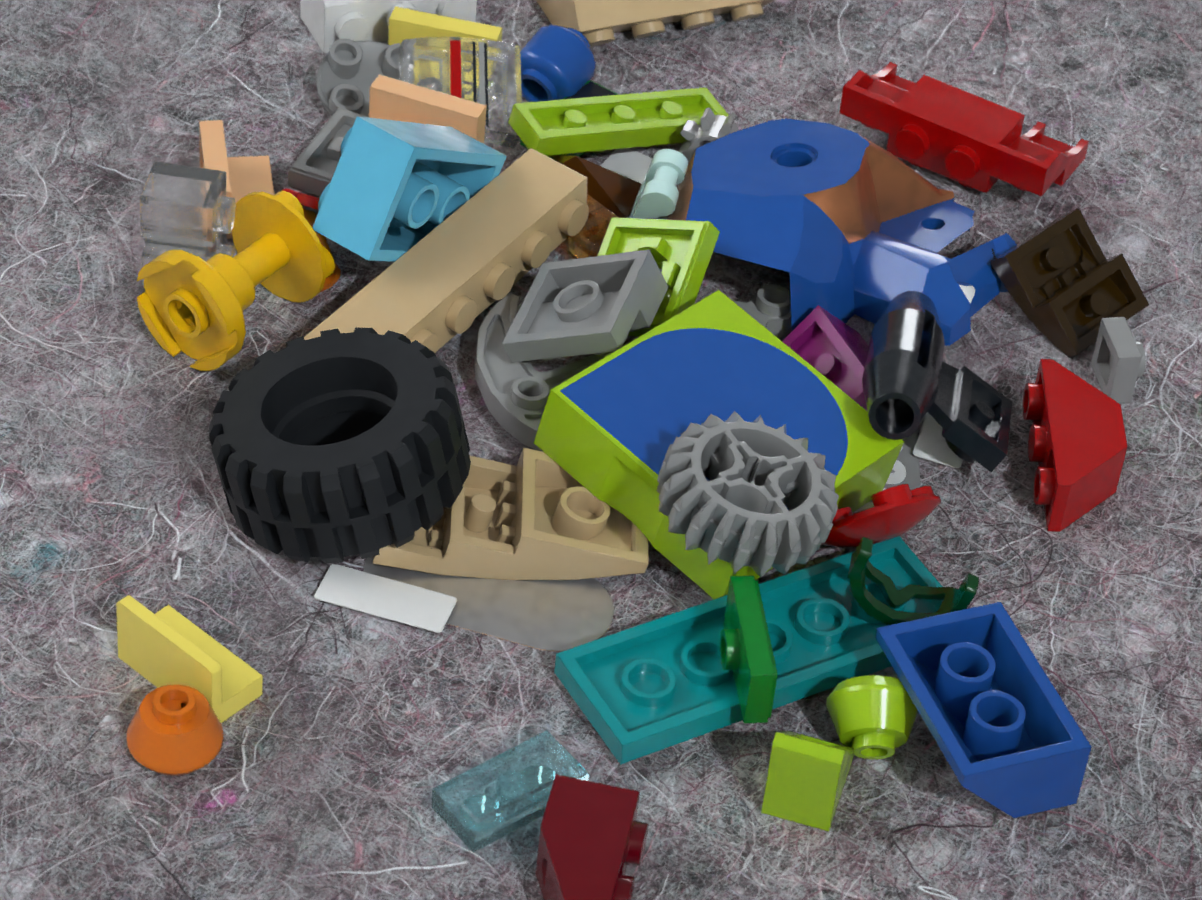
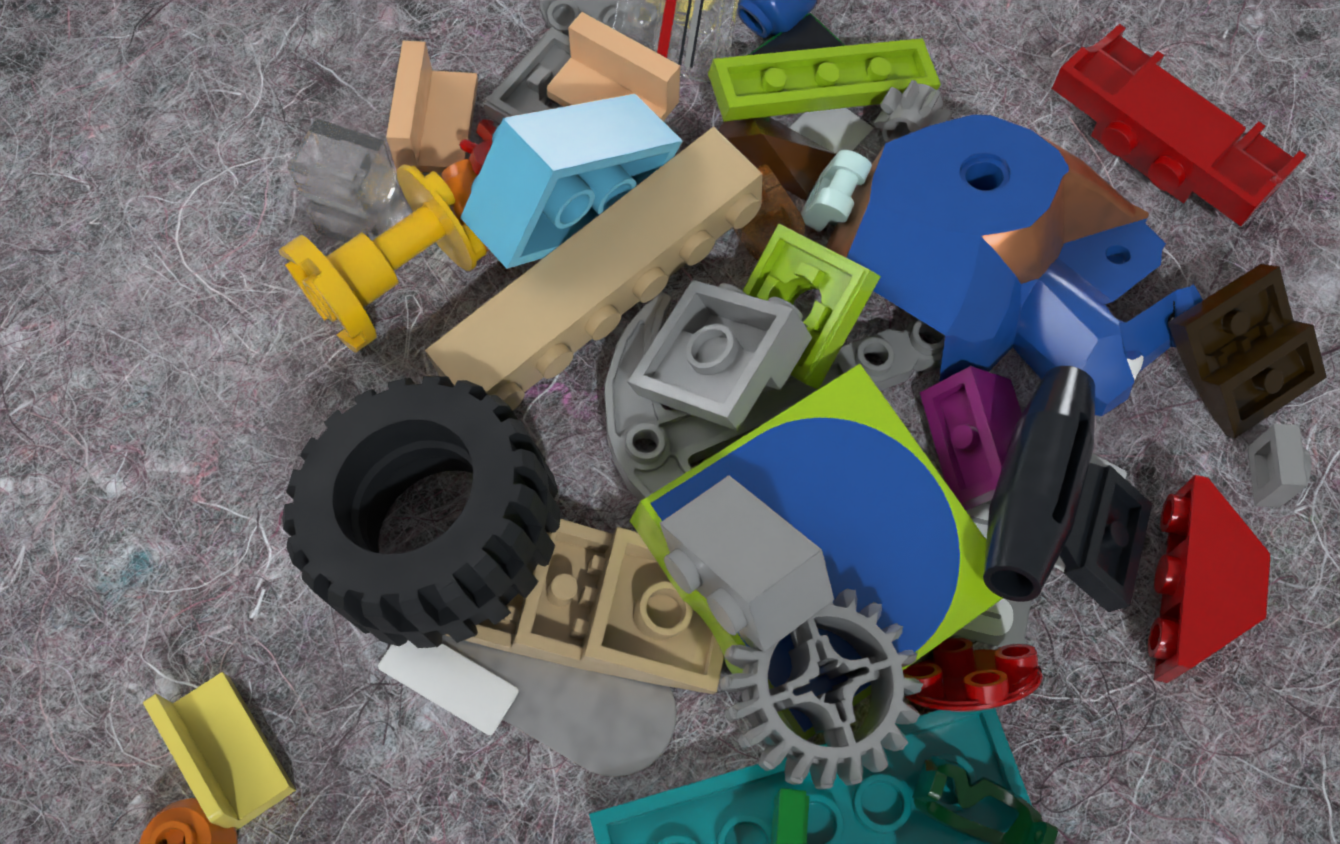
camera: 15 degrees right, 25 degrees up
(662, 393) = (746, 563): none -> light grey brick

